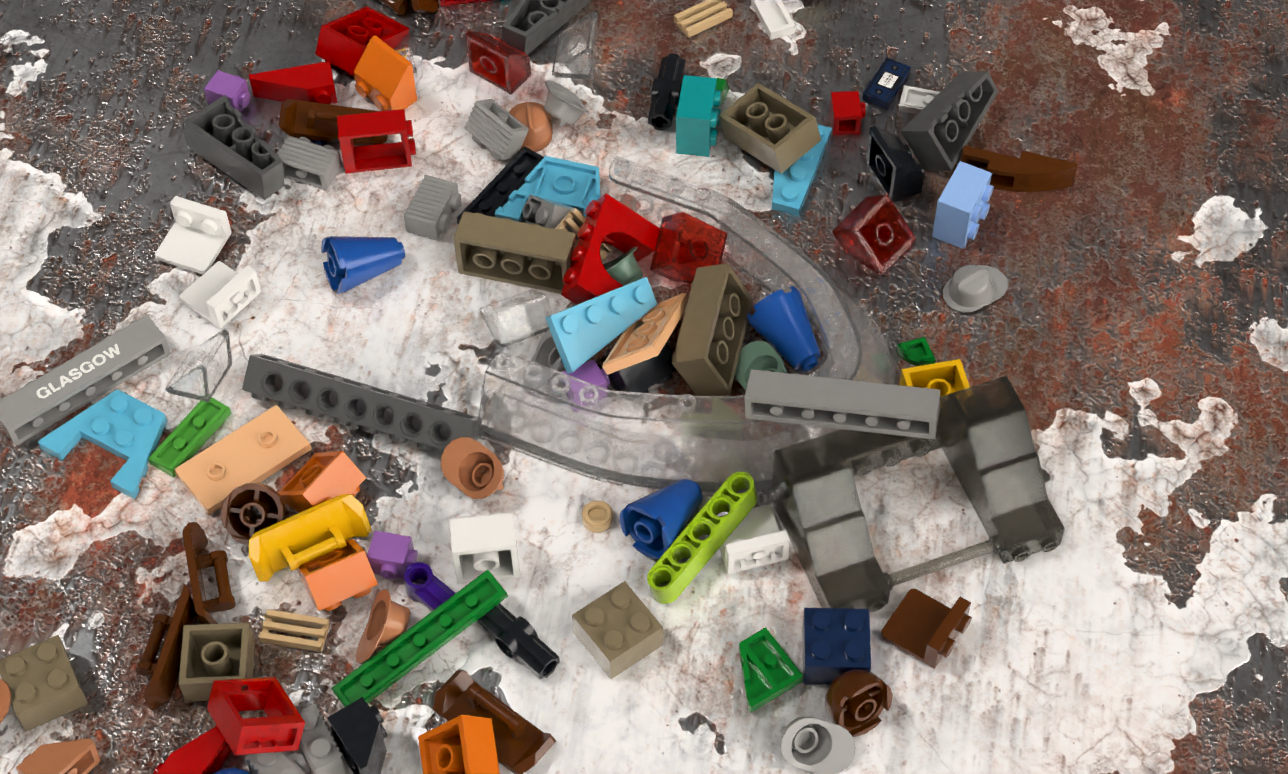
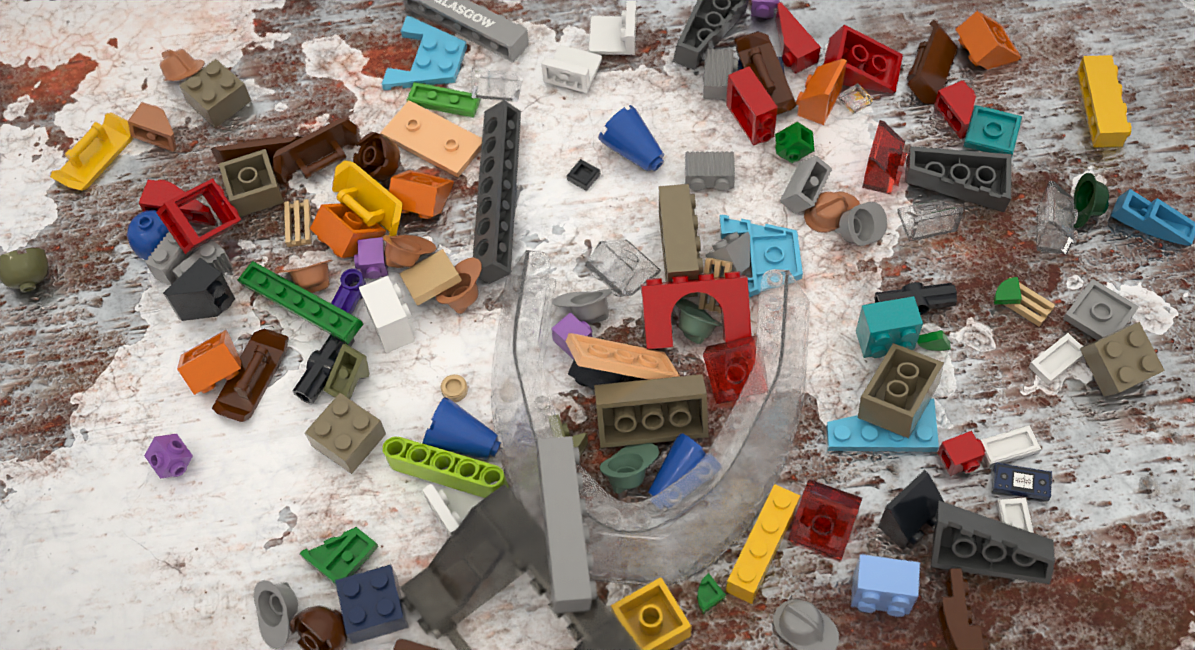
camera: 75 degrees right, 5 degrees up
(373, 324) = (583, 174): none -> black tile
(399, 513) = (406, 250): none -> nougat piece
(438, 123) = (794, 142): none -> green brick
(447, 496) = (430, 277): none -> tan tile
(507, 181) = (755, 212): black tile -> none
(541, 610) = (346, 372): none -> olive slope
(596, 322) = (620, 318): medium azure wing -> none
(693, 19) = (1008, 292): none -> green tile
(848, 74) = (1010, 446): none -> white tile
(885, 288) = (762, 544): none -> yellow brick

